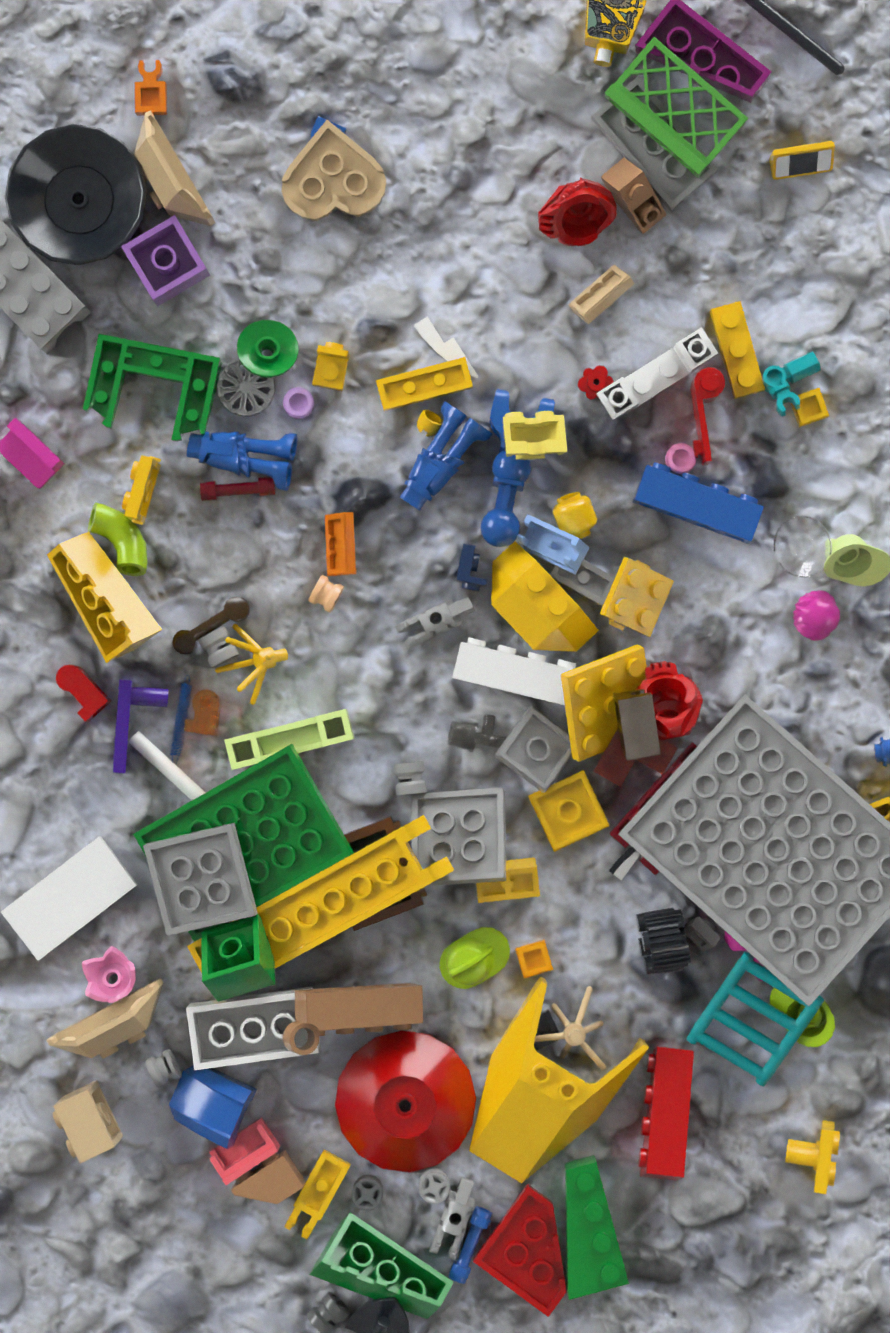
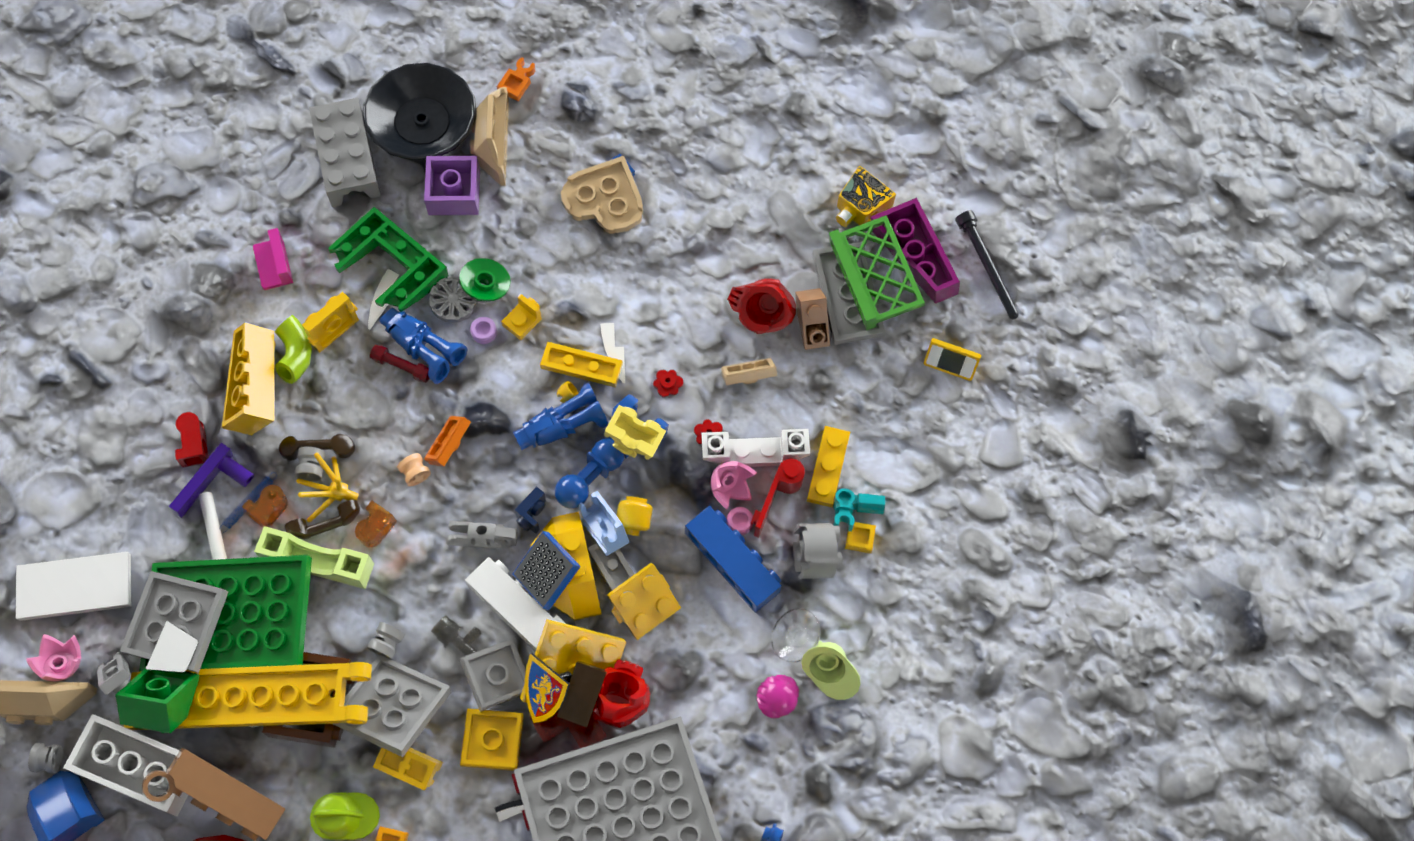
camera: 25 degrees right, 20 degrees down
(162, 412) = (375, 310): none -> white sticker
(178, 960) = (113, 674): none -> light grey hinge
(220, 907) = (172, 650): none -> white sticker
(253, 717) = (347, 513): none -> dark brown bar
(325, 678) = (375, 526): none -> clear orange leg
(522, 360) = (665, 388): none -> red plant
(528, 624) = (546, 570): none -> tile
(600, 742) = (544, 689): none -> shield
(650, 424) = (729, 482): none -> bright pink piece
(778, 450) = (817, 551): none -> light grey brick

